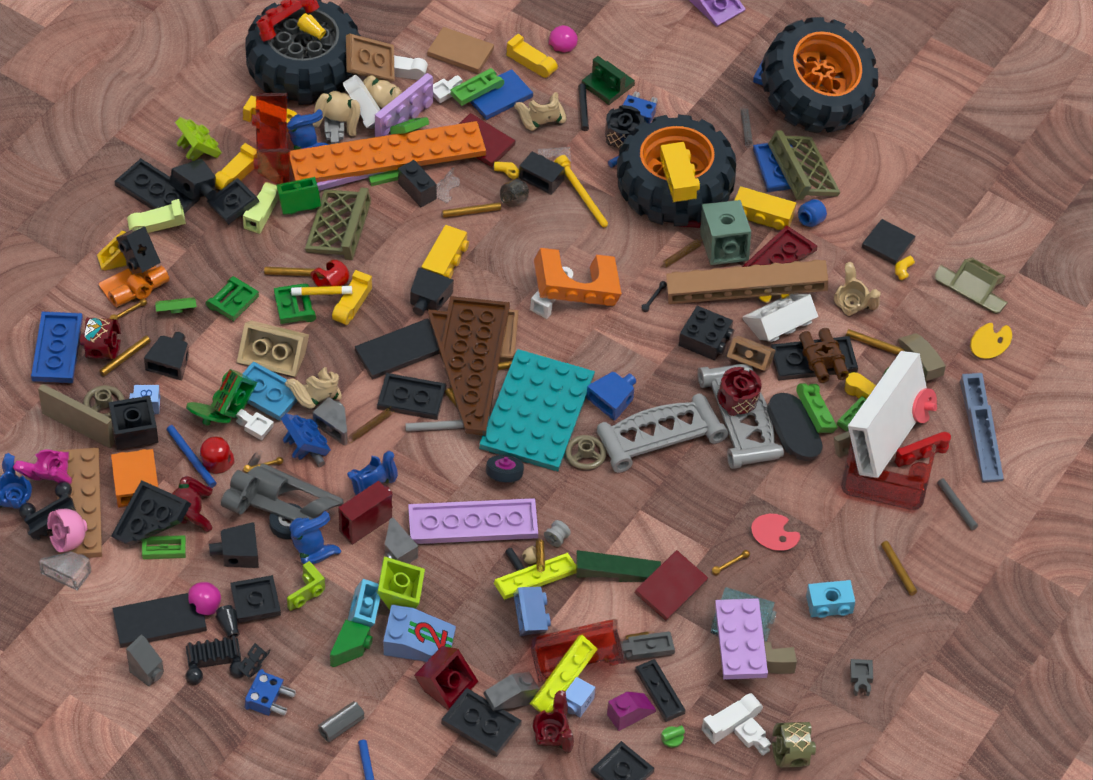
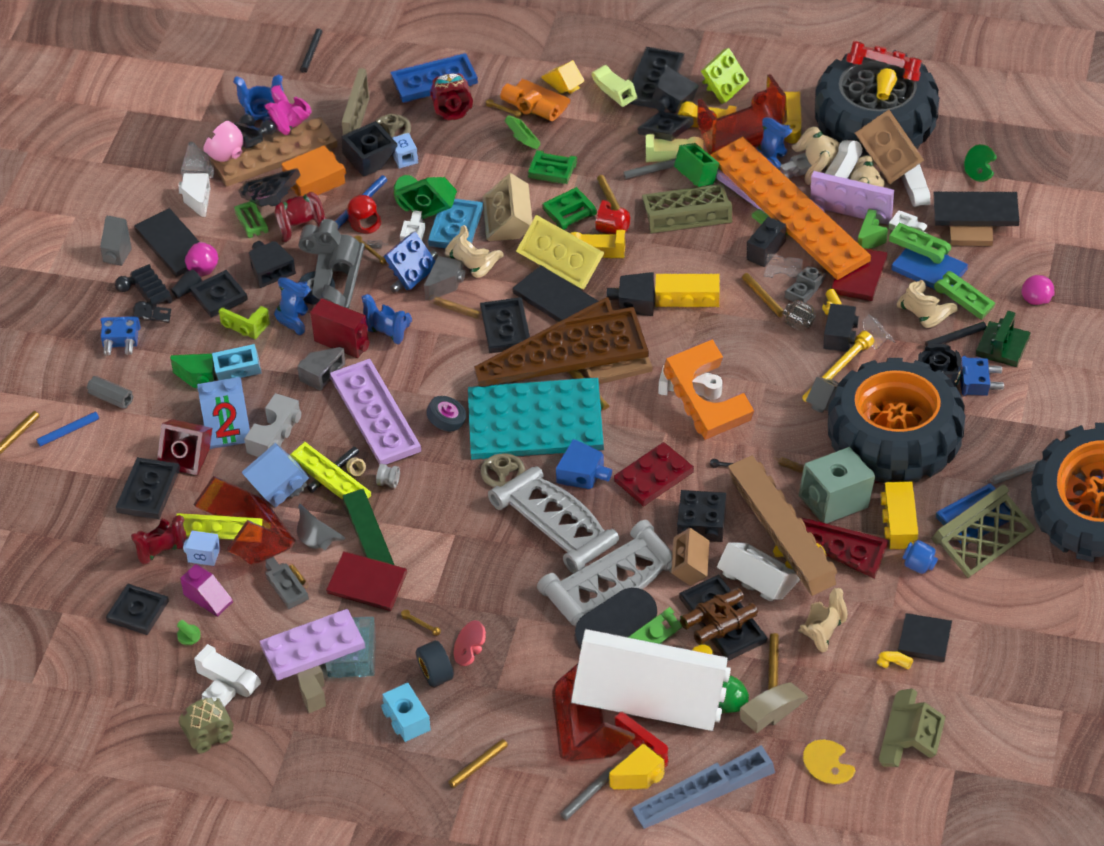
camera: 75 degrees right, 5 degrees down
(106, 579) = (195, 191): none -> white slope
(124, 356) = (450, 123): pearl gold bar -> none
(138, 250) = (555, 88): black brick -> none
(168, 356) = (461, 148): black torso -> none
(274, 230) = (649, 169): none -> dark grey bar
(321, 290) = (587, 217): yellow bar -> none
(353, 325) = (560, 252): none -> light yellow plate
(397, 15) = (979, 158): none -> green piece
(400, 583) = (265, 375): lime slope -> none
(409, 125) = (834, 211): bright green plate -> none
(439, 115) = (871, 233): none -> bright green slope
(439, 425) = (474, 345): light grey bar -> none
(443, 590) = (282, 415): none -> light grey arch
(455, 39) = (975, 208): none -> black tile
(476, 179) = (806, 284): none -> dark grey slope
(512, 691) = (181, 493): flat silver slope -> none
(530, 57) = (995, 270): yellow leg -> none
(538, 555) = (334, 467): pearl gold piece -> none
(548, 82) = (964, 294): none -> bright green plate
(599, 606) = (314, 532): none -> dark grey hat
(613, 207) = (821, 393): none -> dark grey slope
(639, 350) = (653, 474): none -> dark red plate
(660, 690) = (241, 611): black tile -> none
(679, 171) = (863, 403): yellow brick -> none
(739, 391) = (623, 553): dark red brick -> none
(792, 560) = (434, 663): none -> black wheel
(862, 674) = (324, 764): dark grey plate -> none
(922, 405) = (691, 719): coral piece -> none
(951, 460) = (638, 770): none -> yellow slope

